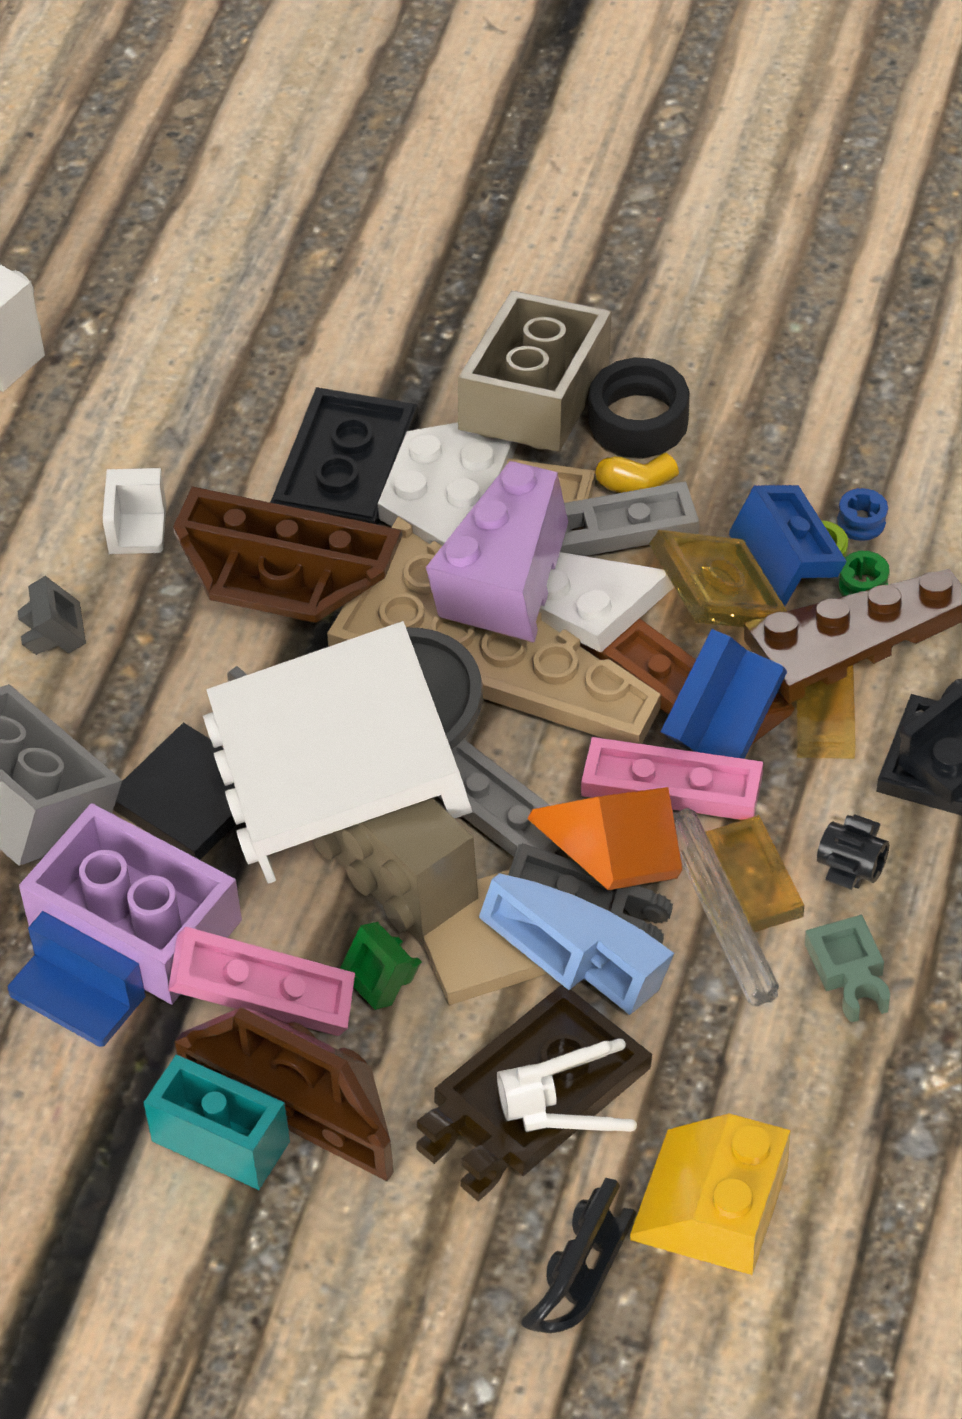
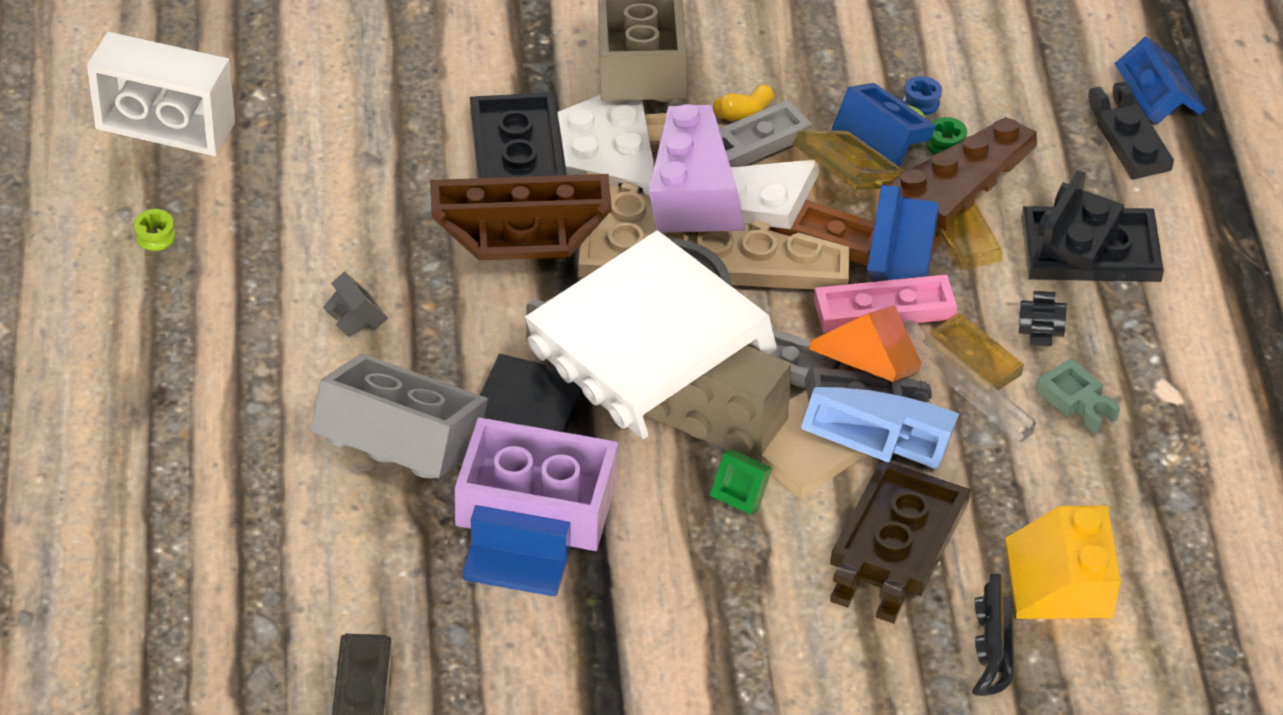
camera: 25 degrees left, 5 degrees down
(134, 511) = (376, 214): white panel -> none
(217, 1121) = (686, 615): teal brick -> none
(261, 980) = (668, 510): bright pink plate -> none
(324, 1089) = (727, 574): reddish brown wedge -> none
(531, 1088) = (911, 527): white plant -> none
(643, 378) = (724, 36): black tyre -> none

